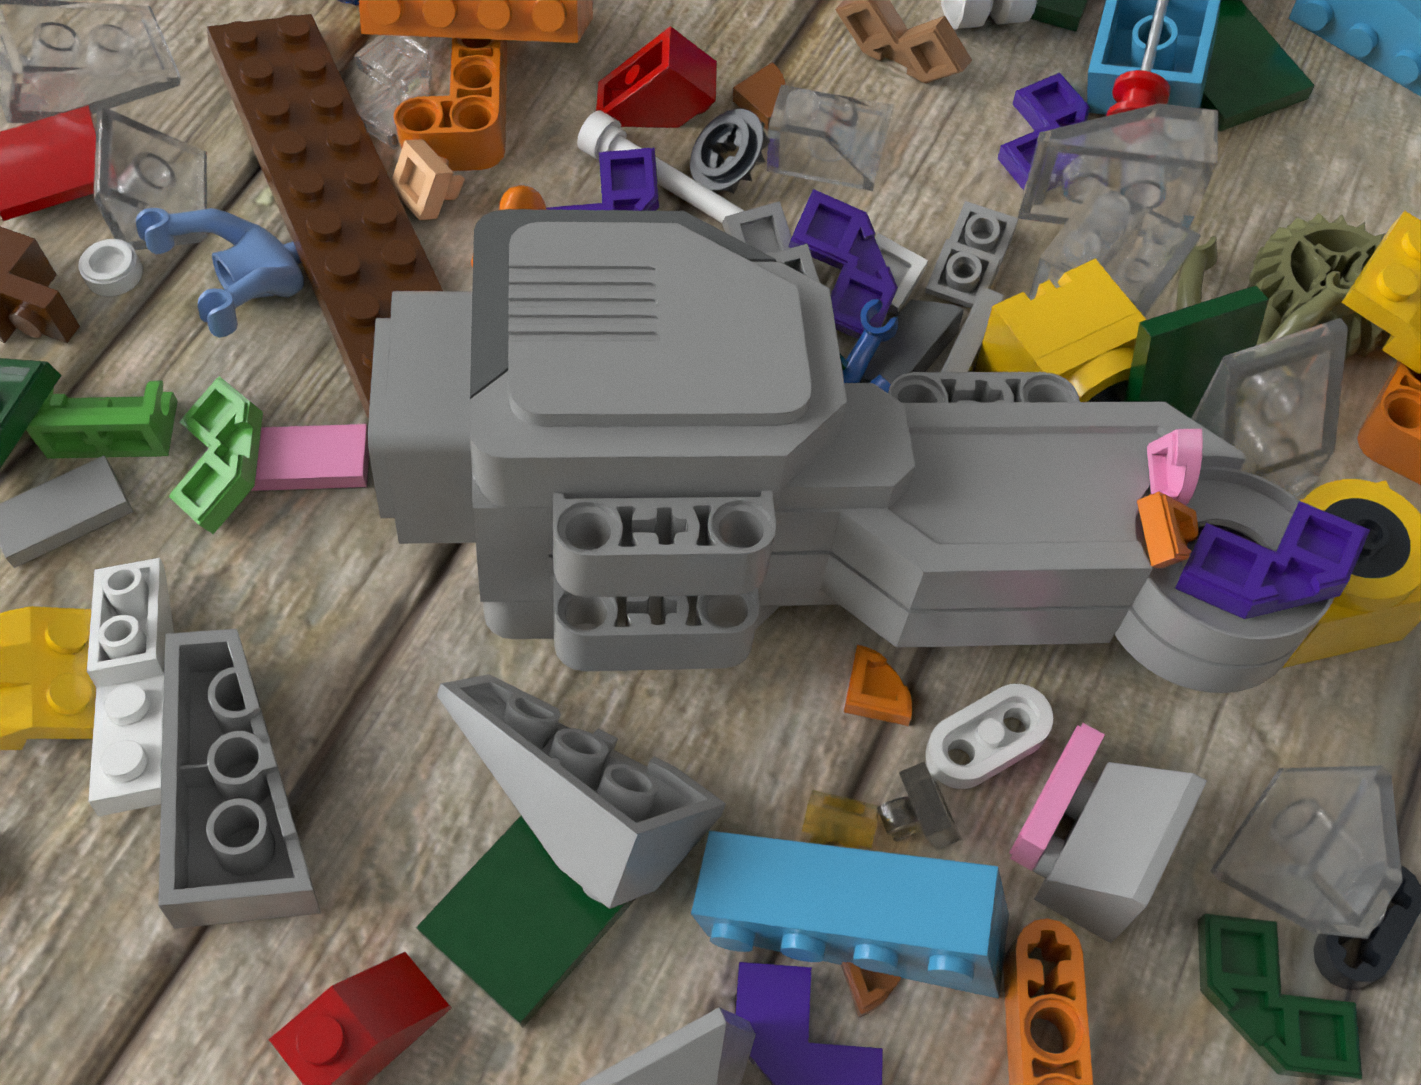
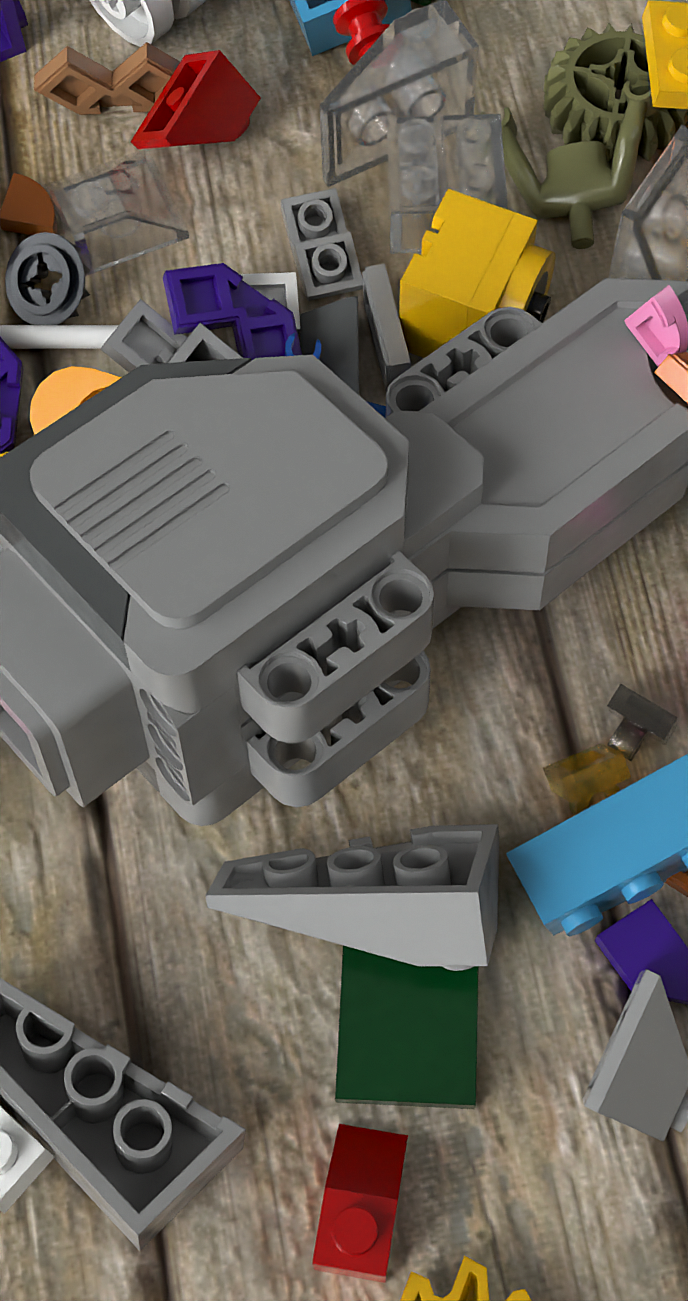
camera: 35 degrees left, 5 degrees up
(877, 689) = (527, 654): orange tile -> none
(954, 92) = (199, 105): none -> red slope
(986, 739) = (641, 634): white plate -> none
(1045, 107) = (298, 78): dark purple tile -> none
(1183, 348) = (583, 225): dark green tile -> none

